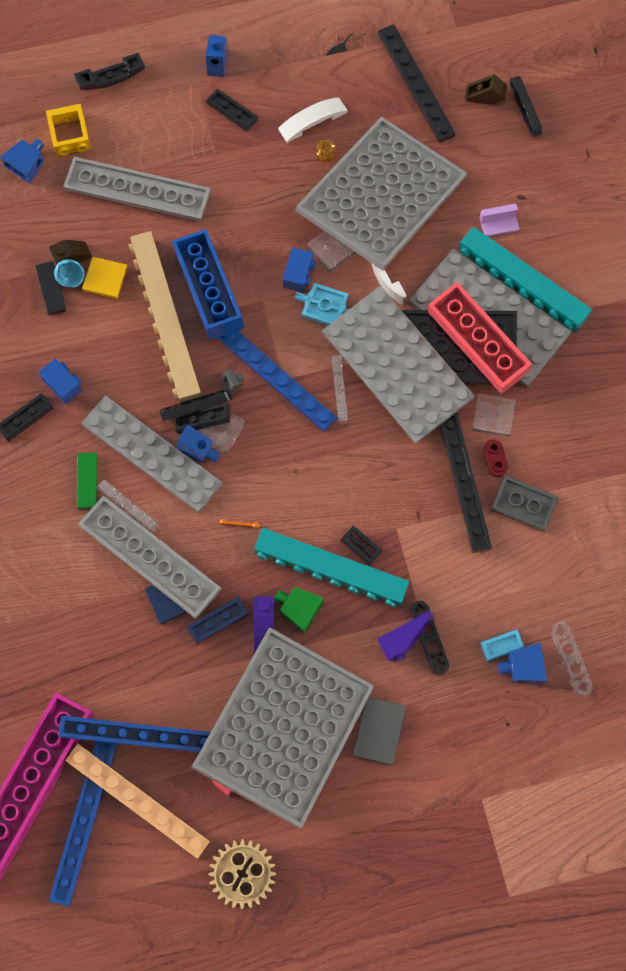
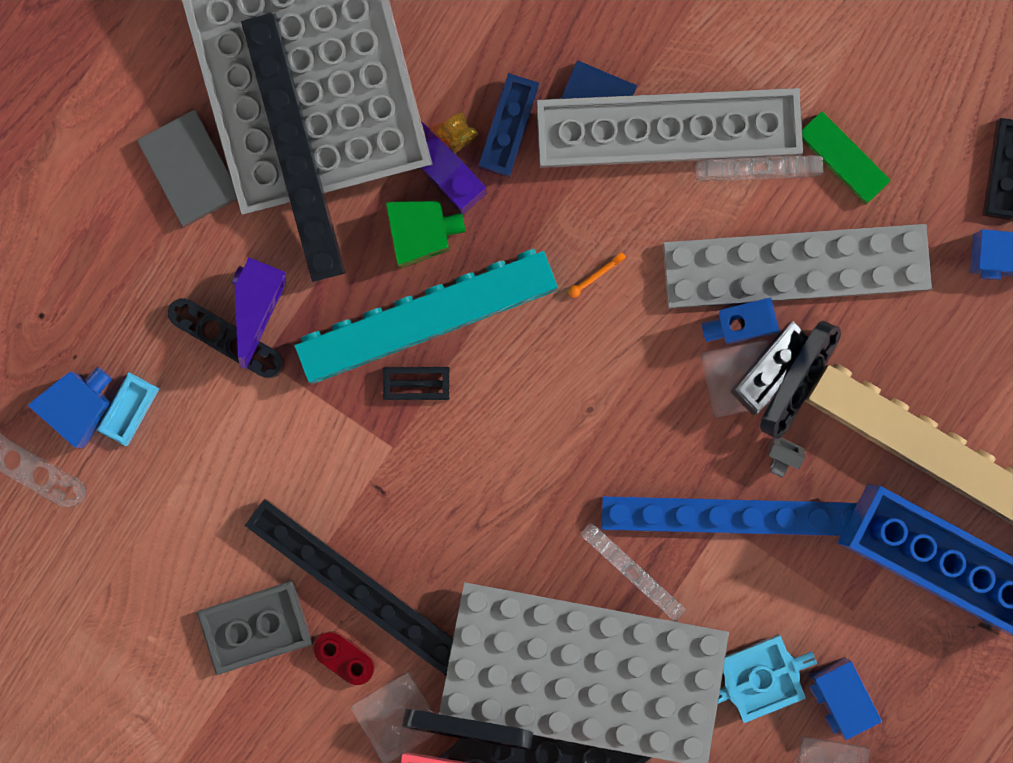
camera: 140 degrees right, 15 degrees up
(243, 637) = (457, 132): none -> clear yellow wheel
(323, 691) = (293, 146): none -> black plate
(478, 394) = (467, 729): none -> black beam

